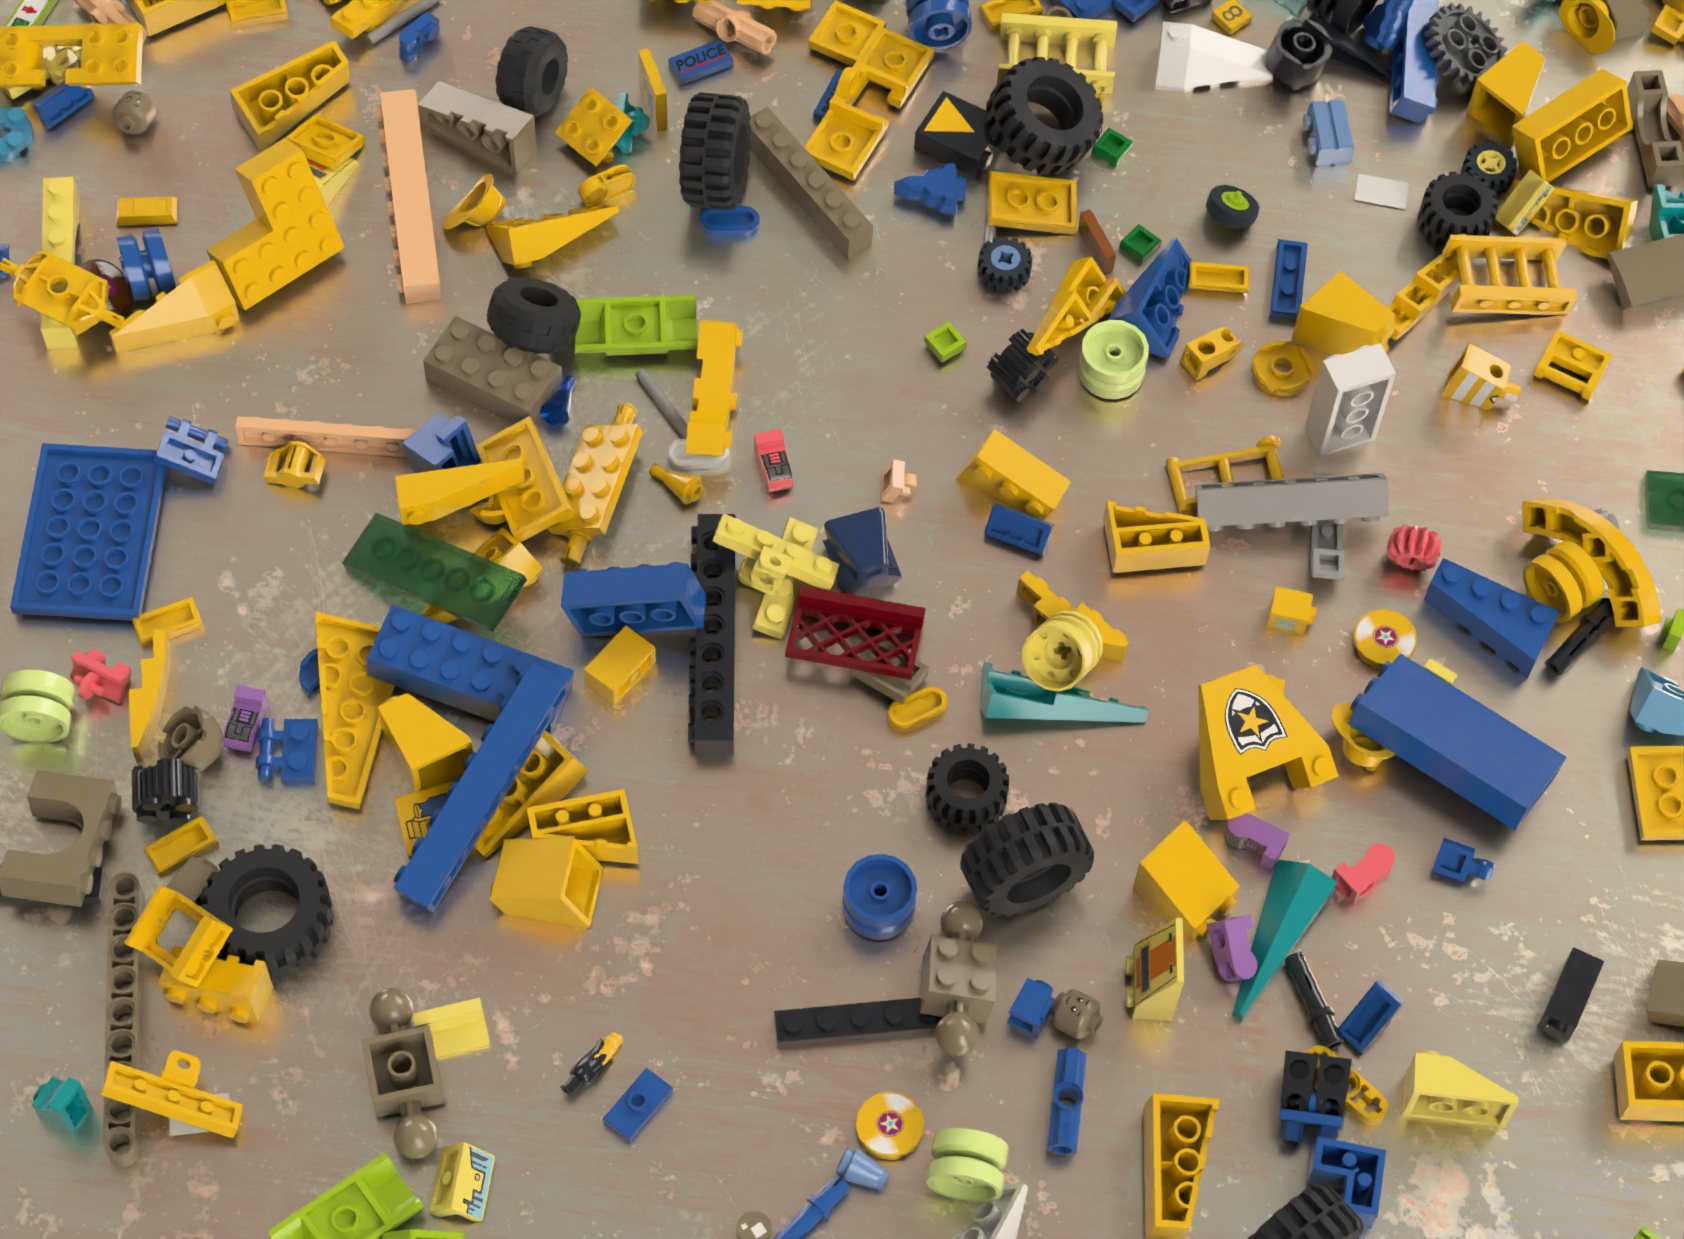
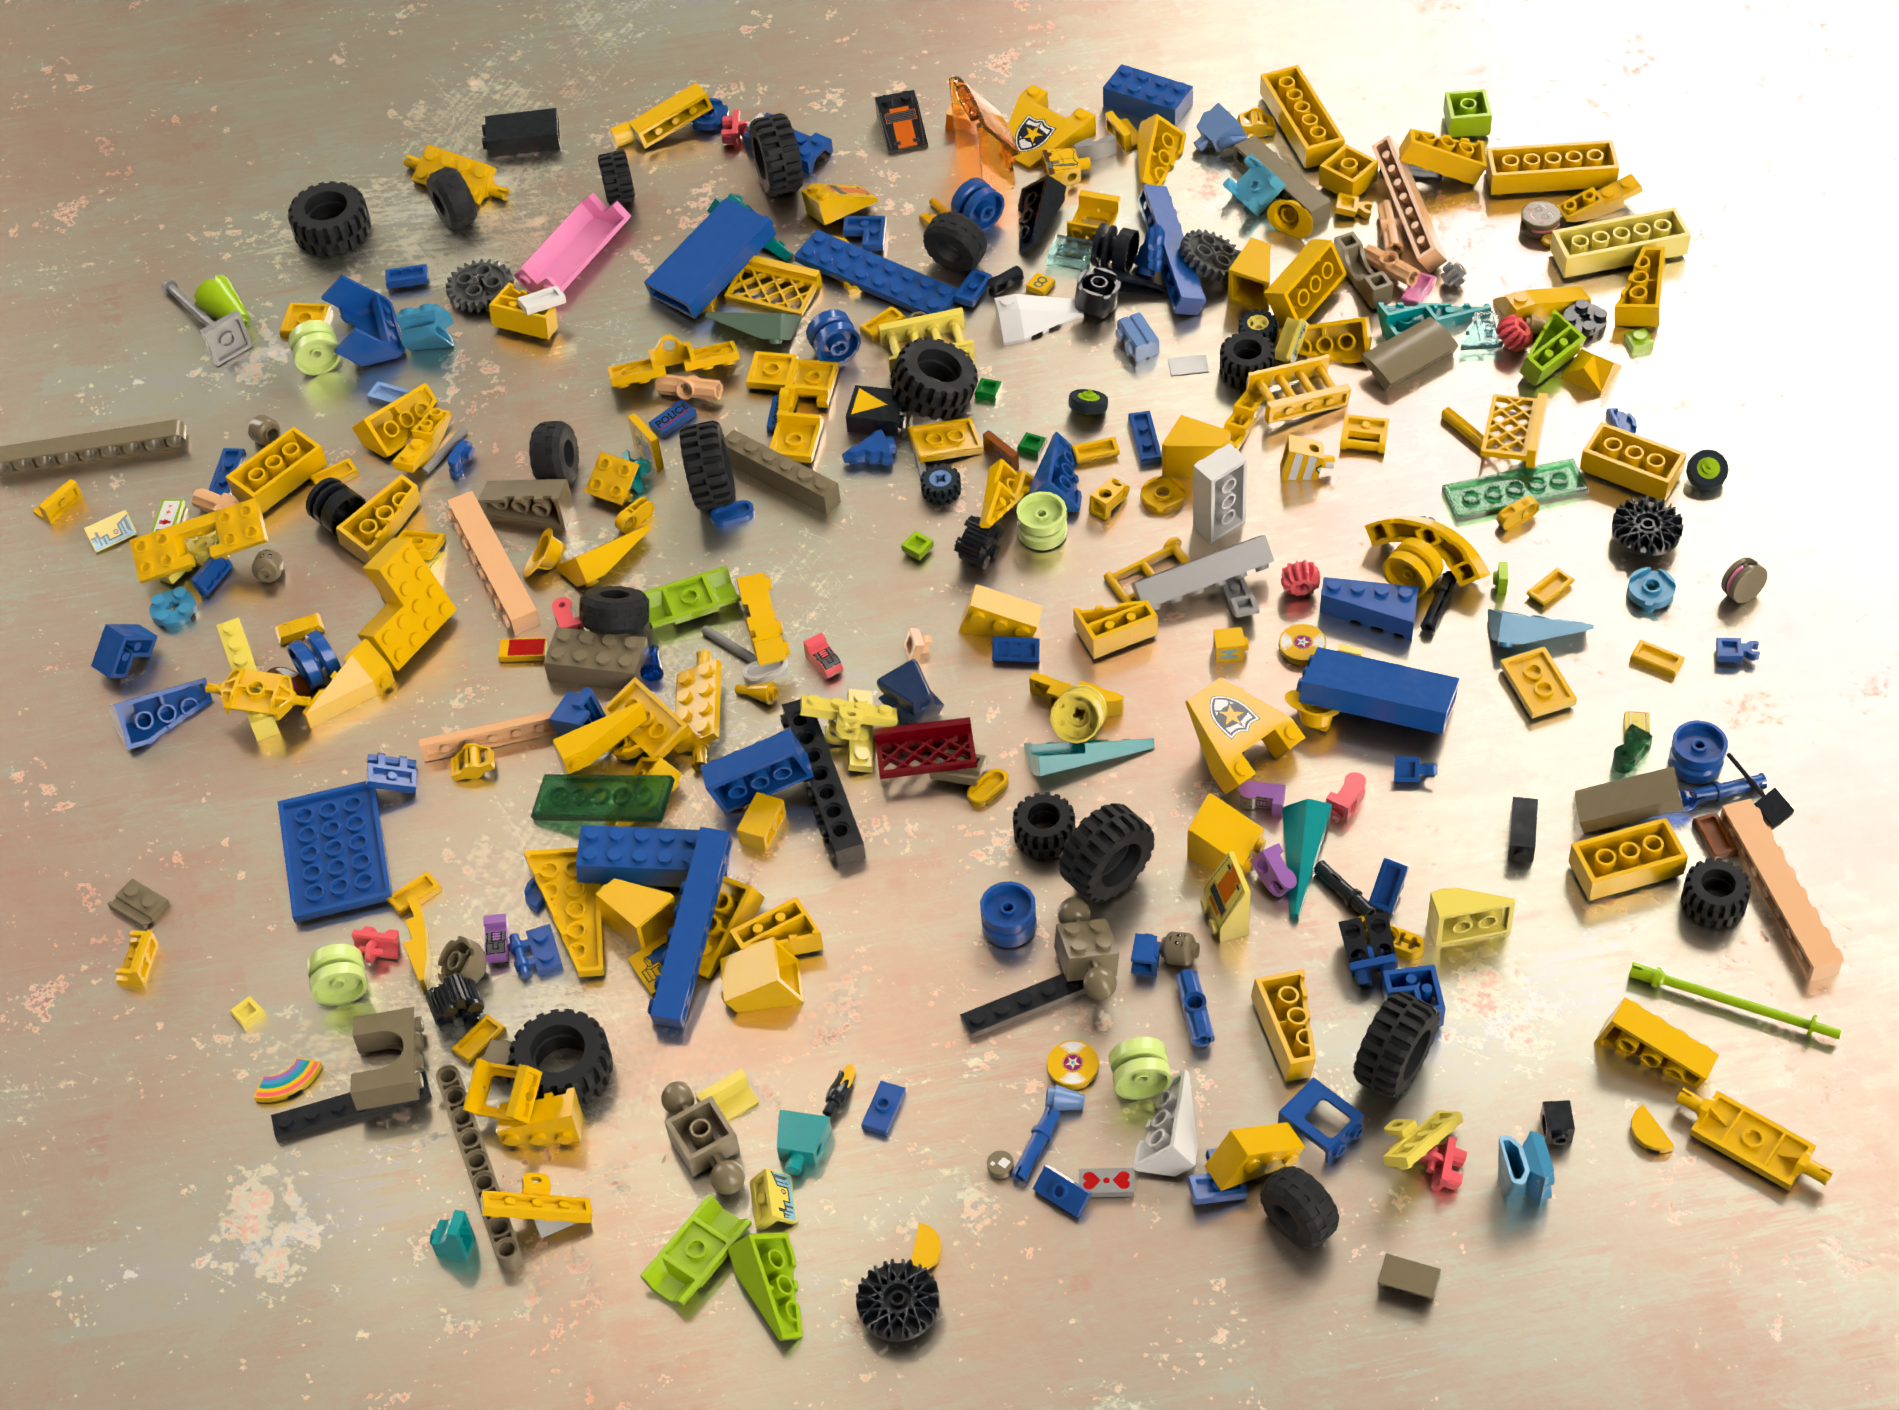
camera: 10 degrees left, 10 degrees down
(238, 53) = (332, 503): none -> black wheel
(408, 328) = (522, 649): none -> tile
(473, 300) = (565, 614): none -> coral leg
(522, 1115) = (801, 1139): none -> teal torso

